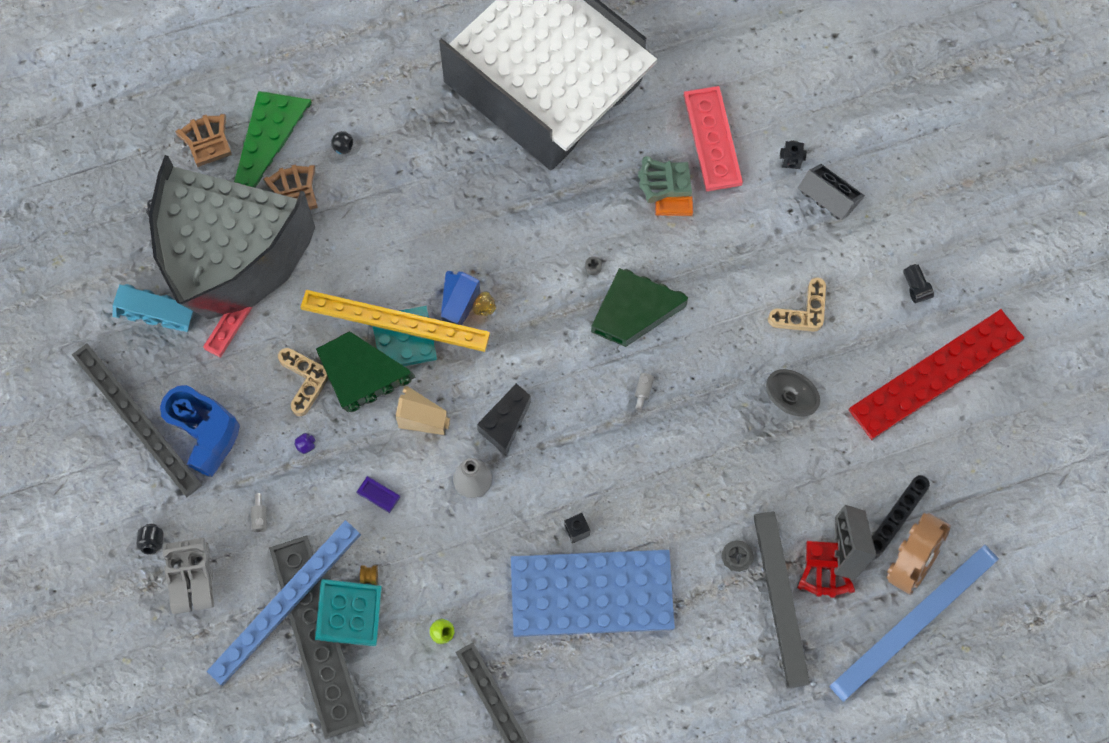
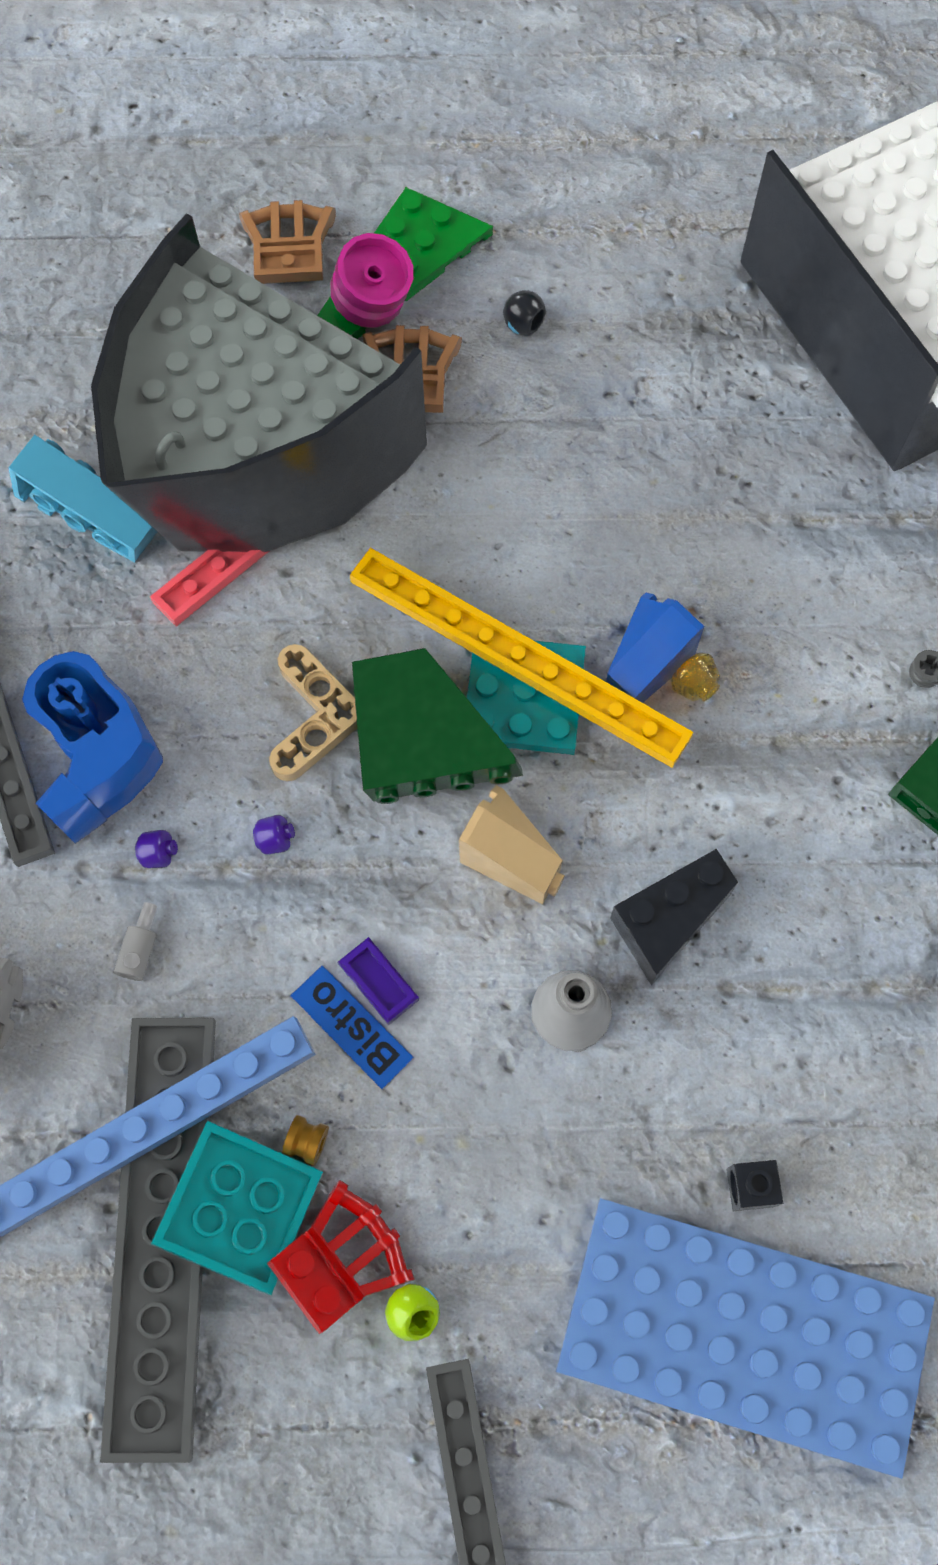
camera: 20 degrees right, 0 degrees up
(250, 468) = (155, 849): none -> dark purple piece
(259, 151) = (371, 280): none -> dark pink wheel
(372, 519) = (352, 1027): none -> blue sticker
(394, 629) = (318, 1277): none -> red plate

